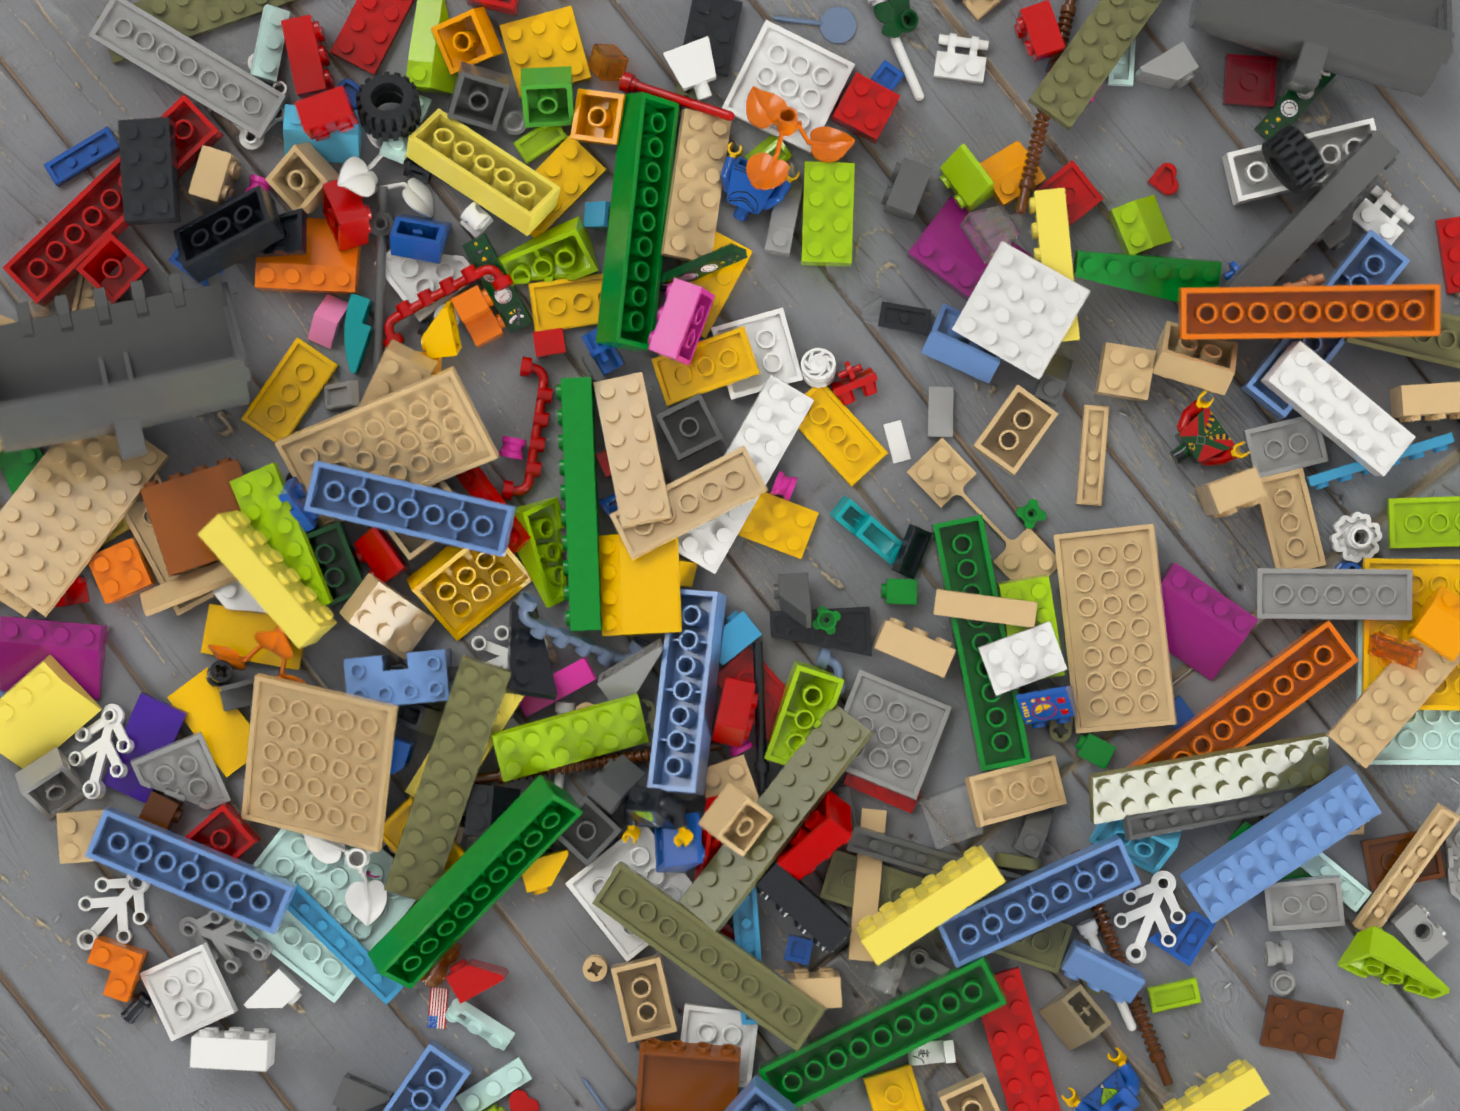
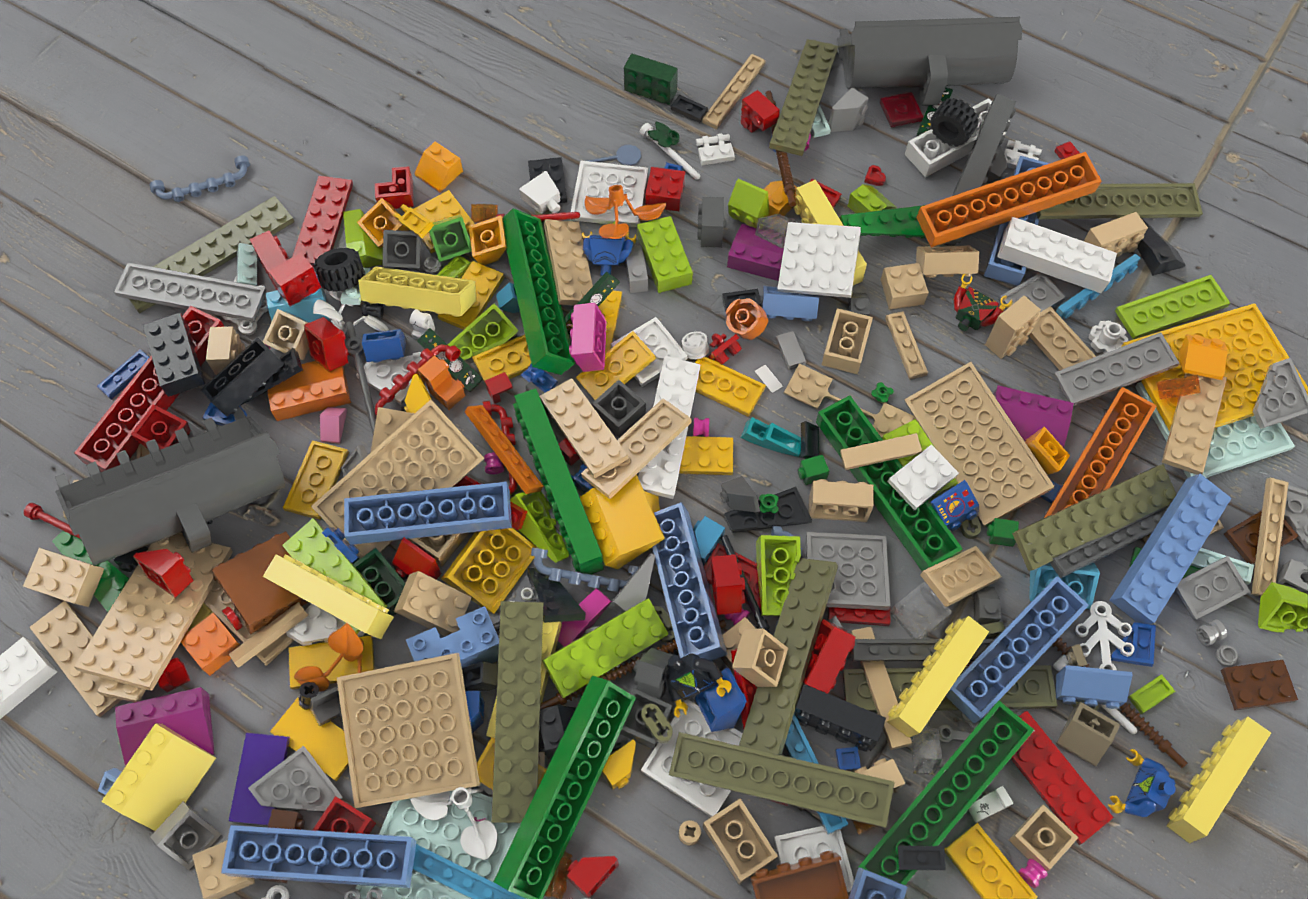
camera: 20 degrees left, 25 degrees down
(89, 478) = (165, 570): none -> red slope
(104, 748) = (226, 764): white plant -> none
(151, 550) = (232, 618): none -> red tile
(357, 333) = (356, 419): teal slope -> none
(504, 70) = (414, 221): none -> yellow hinge
(527, 439) = (504, 449): none -> orange plate
(591, 848) = (661, 720): none -> olive beam
(825, 1089) = (921, 858): none -> black plate
(908, 353) = (746, 318): none -> orange brick
(1099, 935) = (1076, 657): none -> dark tan plate
(1193, 671) = (1047, 451): none -> light orange slope

